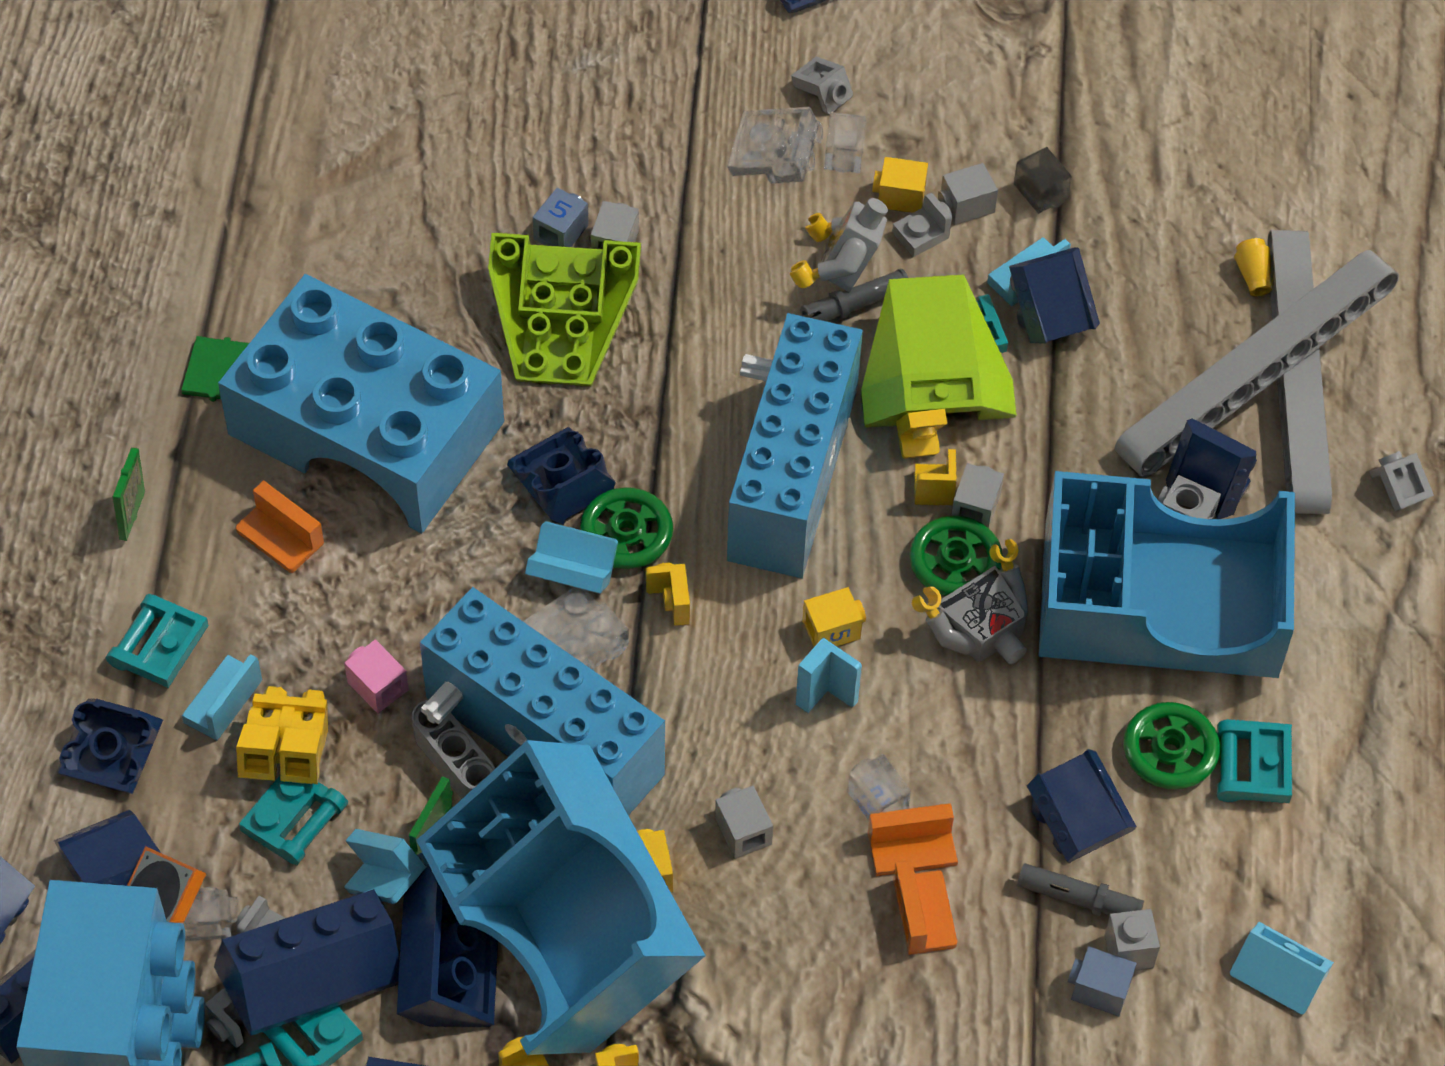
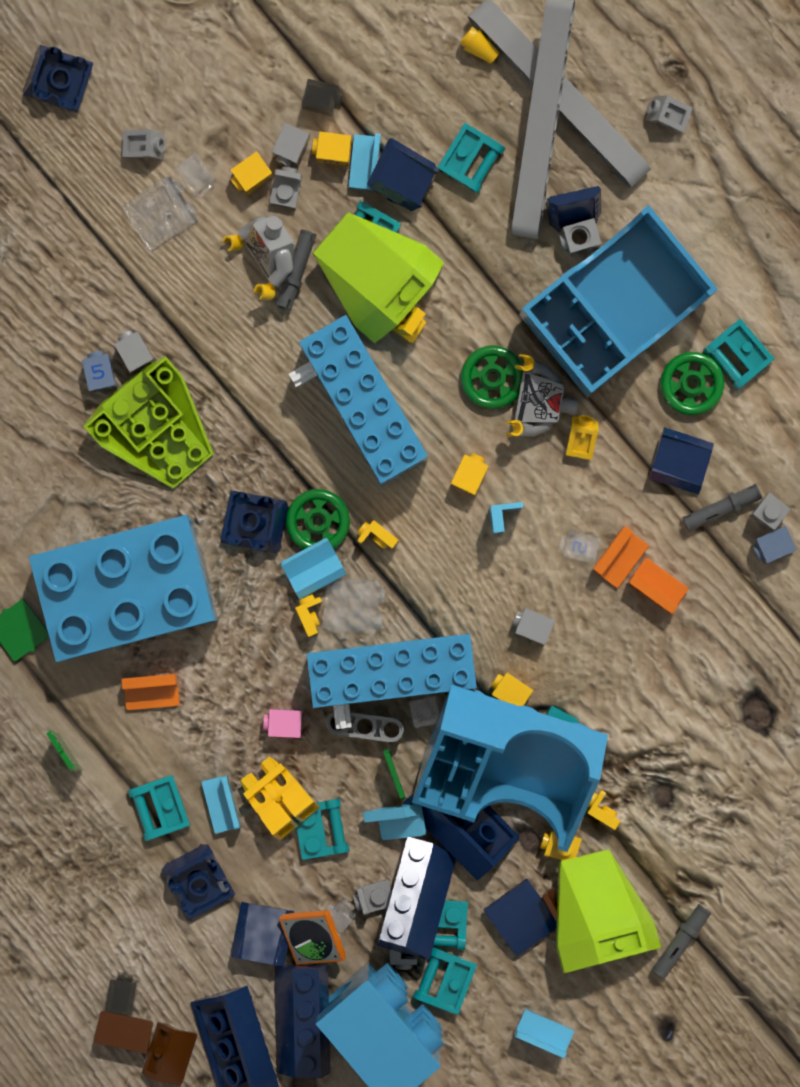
camera: 45 degrees left, 30 degrees up
(521, 591) = (308, 619): none -> yellow bracket
(935, 482) = (441, 342): yellow panel -> none
(978, 493) = (471, 332): light grey brick -> none
(992, 690) = (582, 437): none -> yellow bracket
(1007, 229) = (332, 148): none -> yellow brick
(1142, 340) = (462, 154): none -> teal plate

